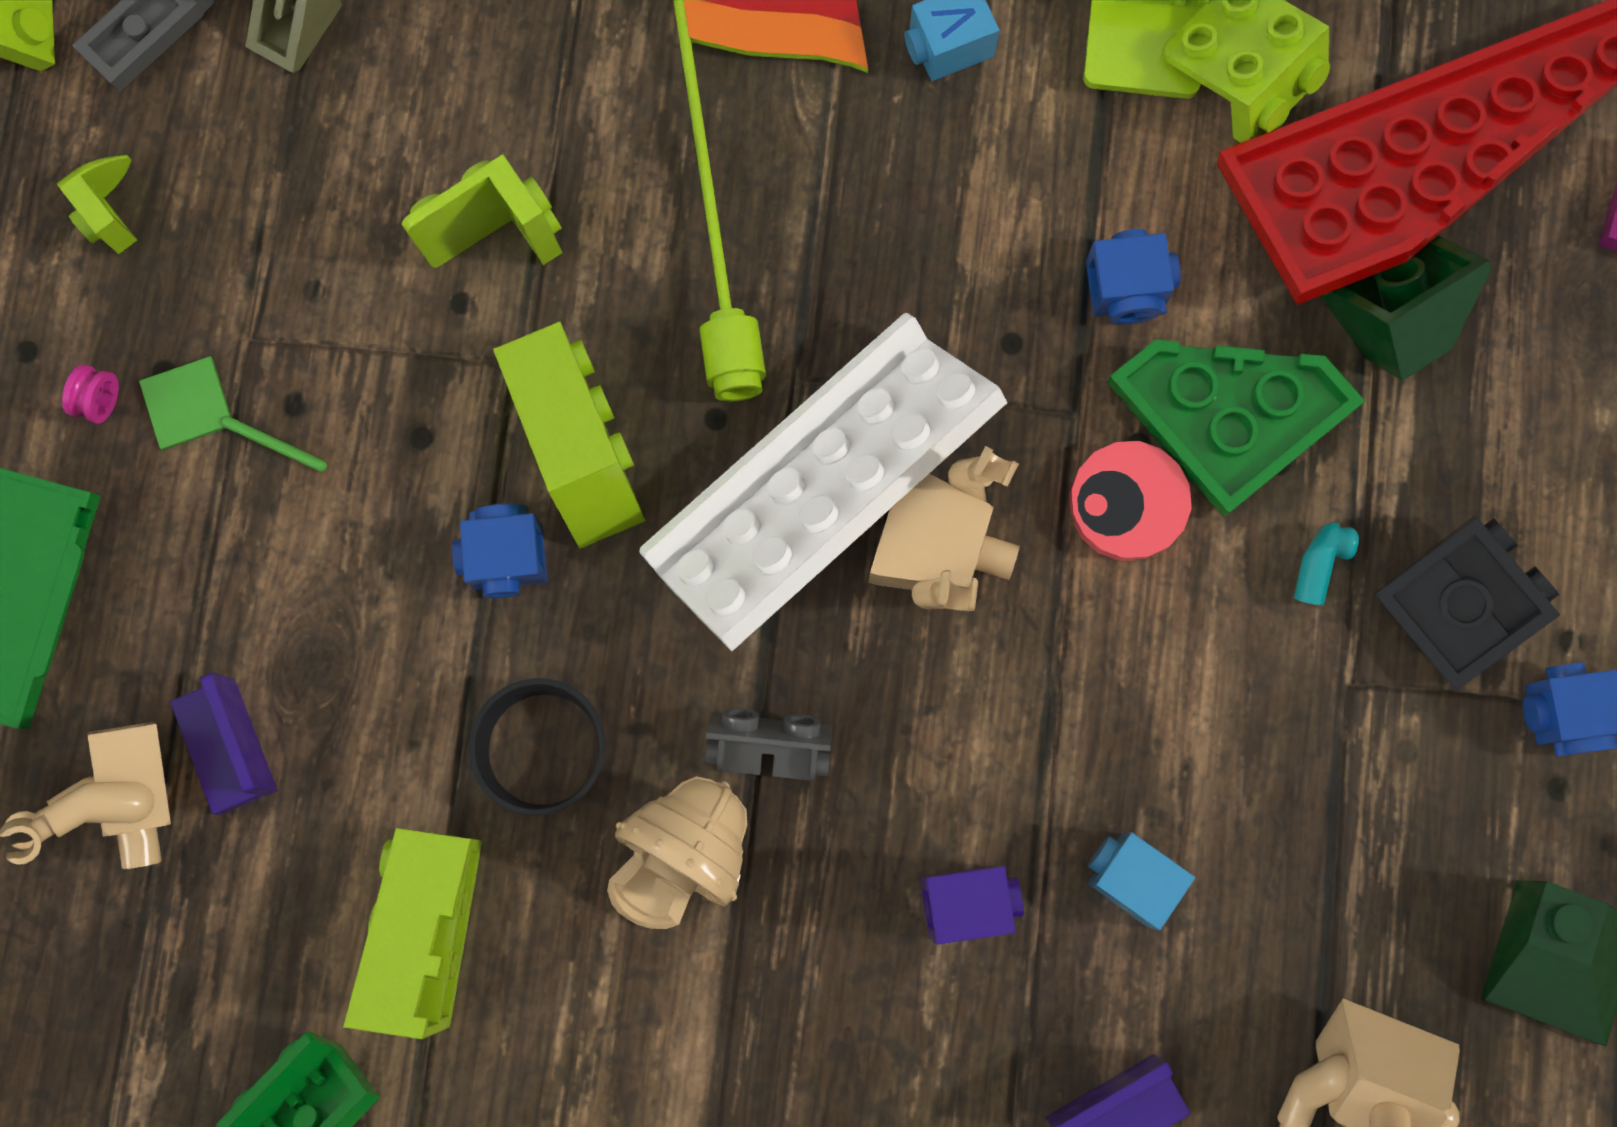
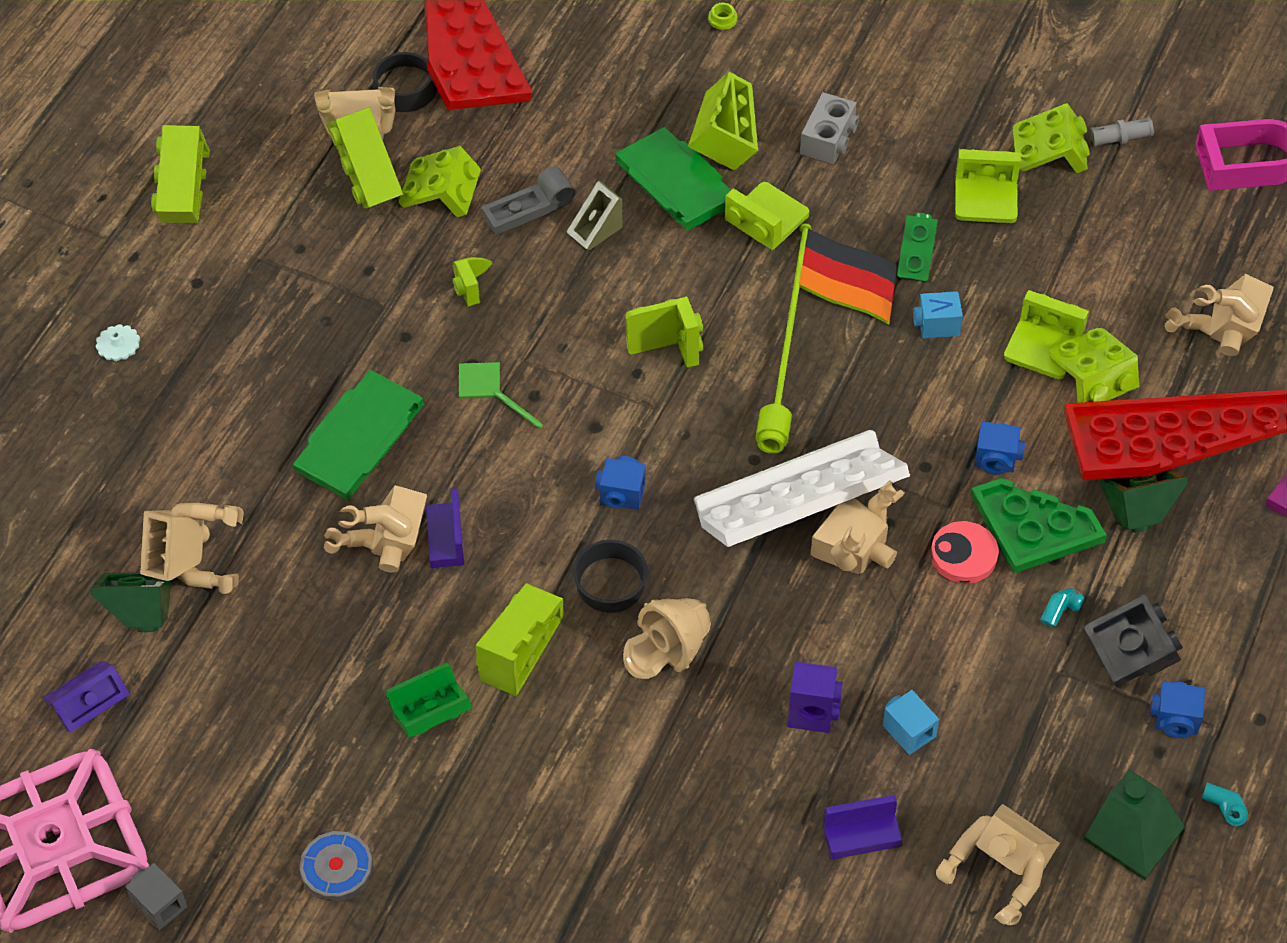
camera: 15 degrees right, 25 degrees down
(90, 393) = (434, 359): dark pink bush -> none
(569, 433) = (677, 440): lime wedge -> none
(744, 737) = (745, 611): dark grey hinge -> none

